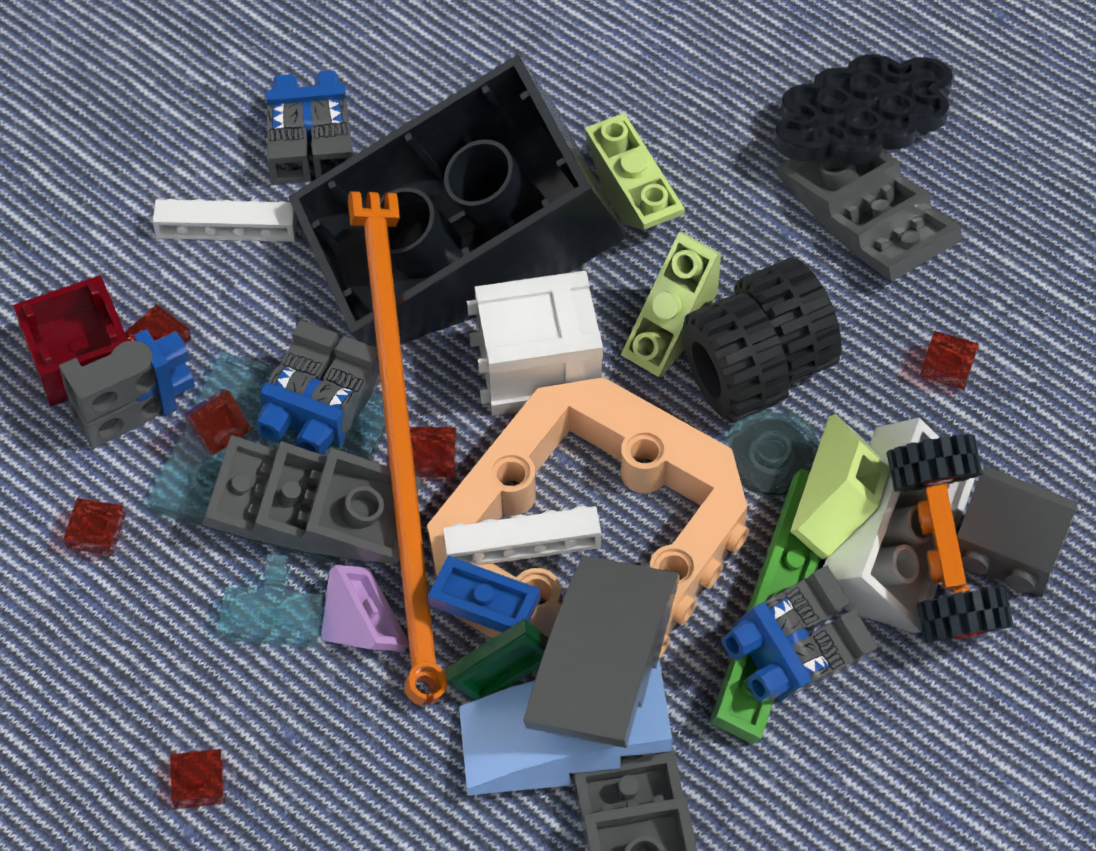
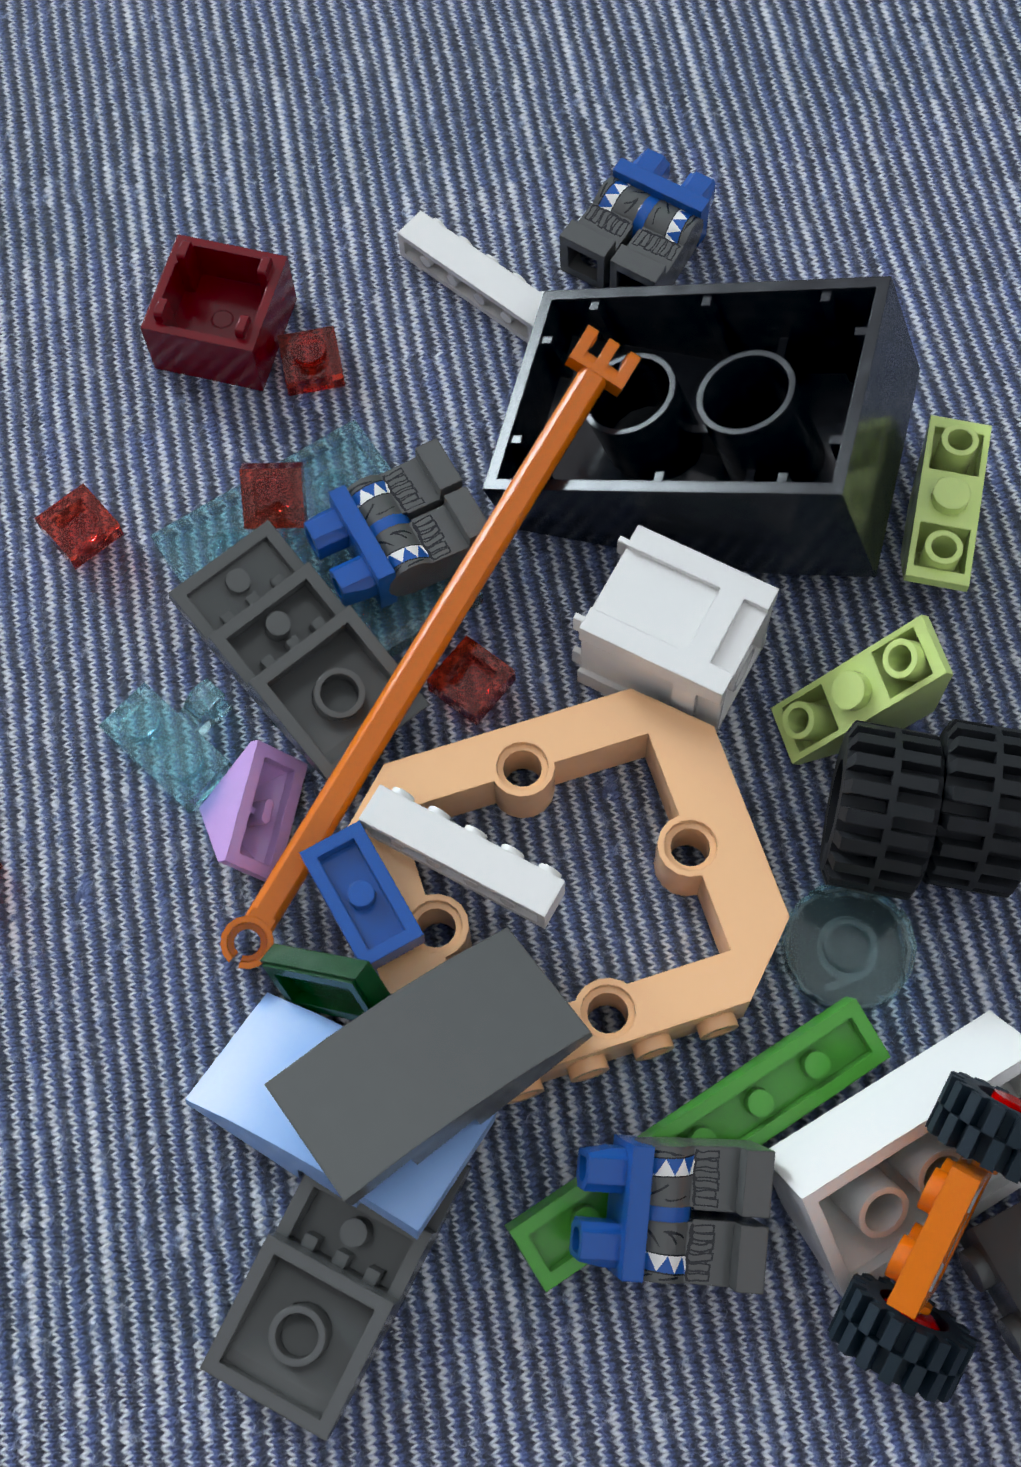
camera: 40 degrees right, 10 degrees up
(127, 386) = (218, 394): dark grey hips -> none
(840, 489) = (877, 1061): yellowish green slope -> none

